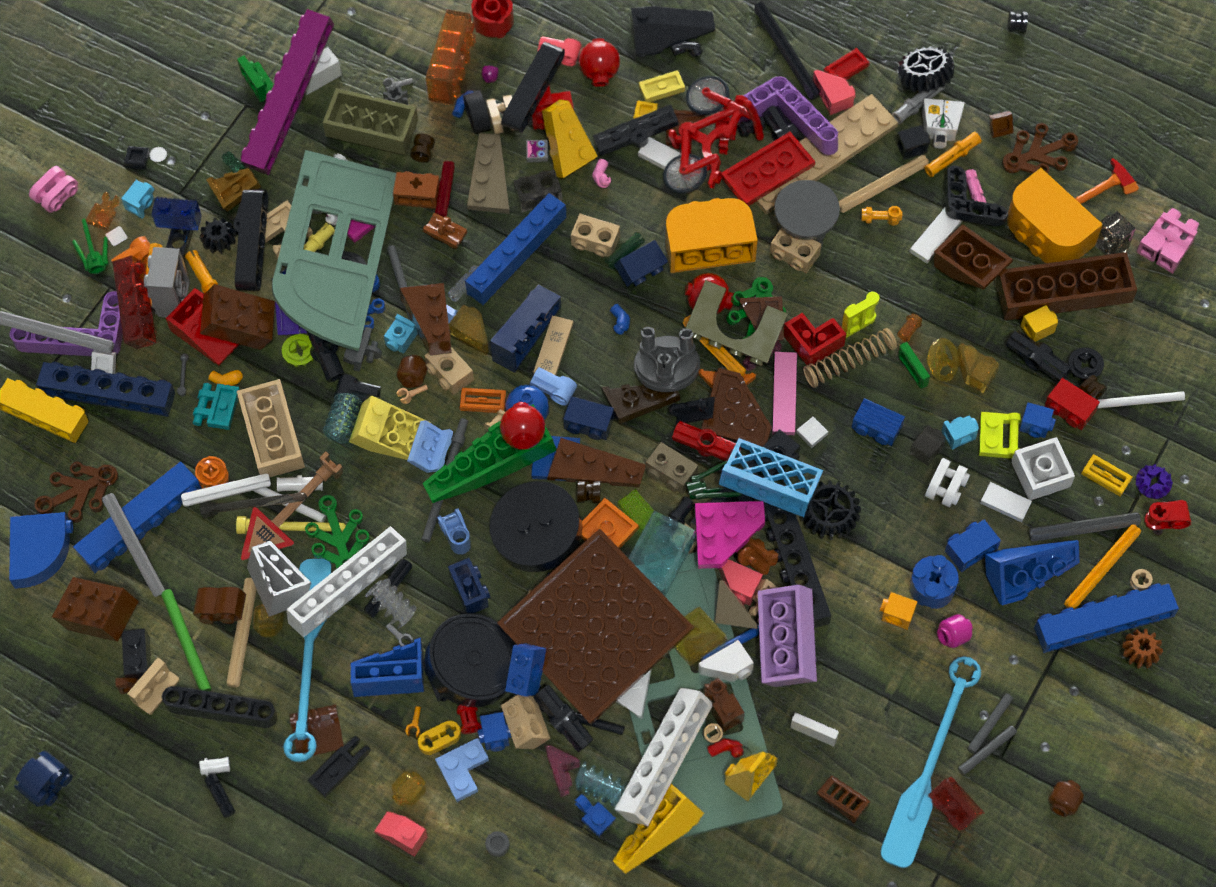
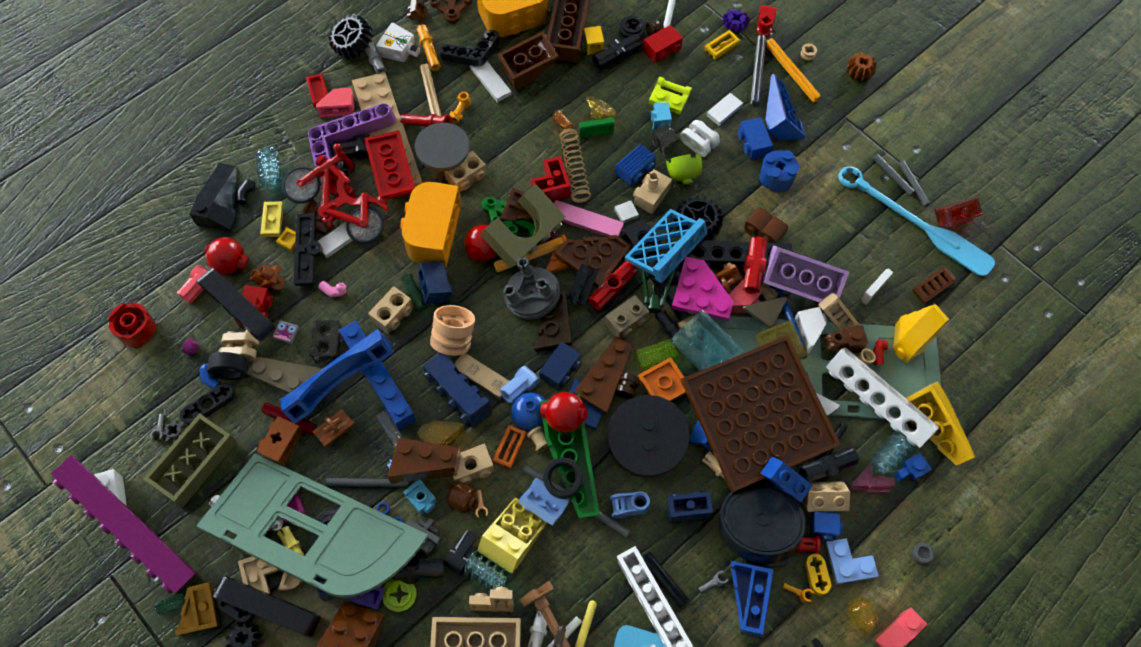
camera: 75 degrees left, 0 degrees up
(255, 77) = (88, 554): green bracket -> none
(316, 432) = (499, 601): none -> tan plate
(338, 539) = (604, 609): green plant -> none
(392, 602) = (687, 578): clear piece -> none
(422, 150) = (239, 424): dark brown wheel -> none
(440, 122) = (217, 391): none -> black beam
(450, 57) = (159, 370): clear orange brick -> none
(451, 436) = (558, 463): none -> black tyre
(521, 221) = (306, 396): none -> blue arch
(567, 139) = (292, 298): yellow wedge -> none
(586, 297) = (452, 330): none -> light nougat wheel
(588, 110) = (268, 277): none -> dark orange hips
(623, 319) = (481, 315): blue arm -> none
(721, 56) = (268, 168): none -> clear light blue piece
(762, 675) = (832, 303): none -> tan slope
(779, 576) = (755, 265): none -> red piece
(787, 50) = (282, 123): black axle -> none
(843, 190) = (425, 121): none -> red pin
(848, 449) = (652, 191): none -> tan brick
(848, 586) = (764, 225): none -> reddish brown brick
(860, 315) = (544, 141): neon yellow plate -> none
(891, 476) = (685, 168): none -> lime cylinder
(898, 610) = (794, 200): light orange brick -> none
(913, 142) = (407, 68): black brick -> none
(954, 631) = (820, 171): dark pink head -> none
(974, 186) = (463, 43): bright pink axle -> none
(976, 368) = (613, 90): clear yellow slope -> none
(1037, 420) = (668, 67): blue brick -> none
(1042, 468) = (710, 75): white brick -> none
(1066, 798) = (963, 147): reddish brown head -> none
(1106, 617) = (833, 80): blue brick -> none

